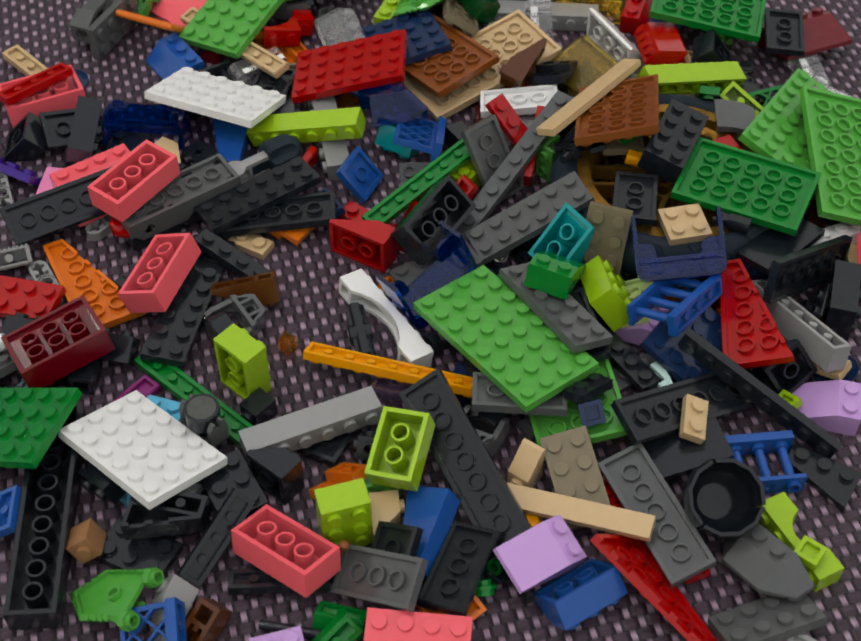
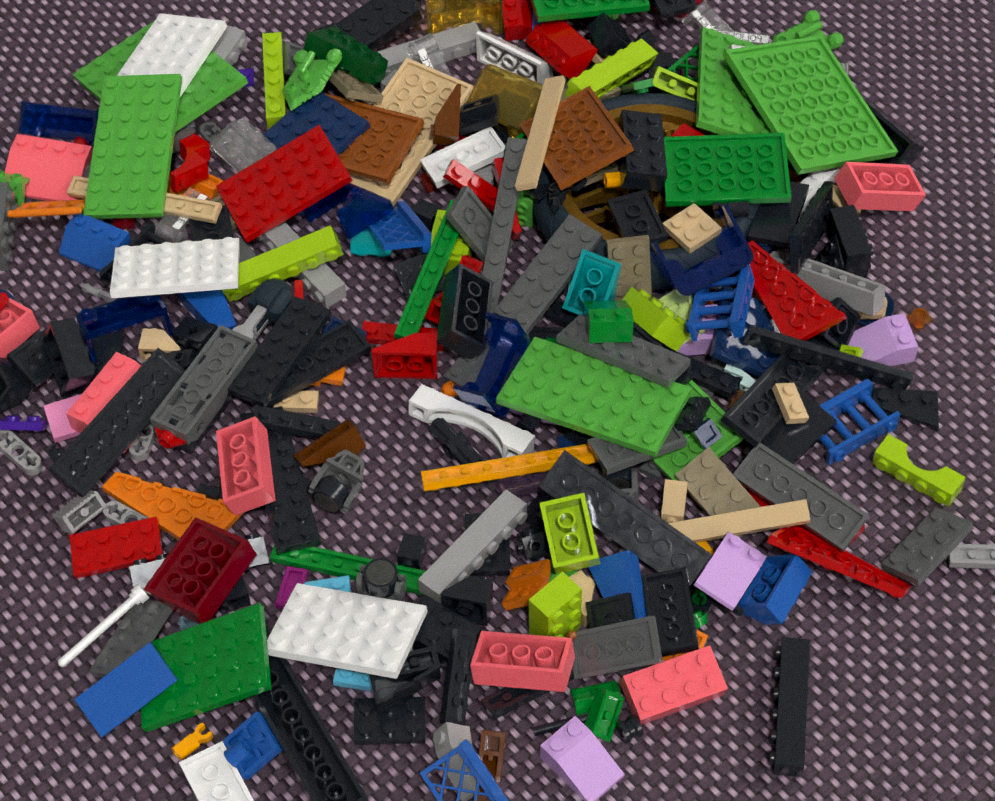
camera: 25 degrees left, 5 degrees up
(86, 541) = (345, 731): medium nougat brick -> none
(100, 484) = (323, 677): black slope -> none
(114, 595) = (404, 764): bright green shield -> none
(134, 180) = (166, 386): coral brick -> none
(242, 361) = (379, 518): lime brick -> none
(287, 343) = (397, 482): clear orange plate -> none
(347, 101) = (296, 222): clear orange plate -> none
(359, 174) = (359, 291): blue plate -> none
(723, 498) = (849, 462): black plate -> none
(732, 116) = (677, 104): dark grey slope -> none
(767, 564) = (903, 499): dark grey wedge -> none
(810, 552) = (935, 476): lime plate -> none

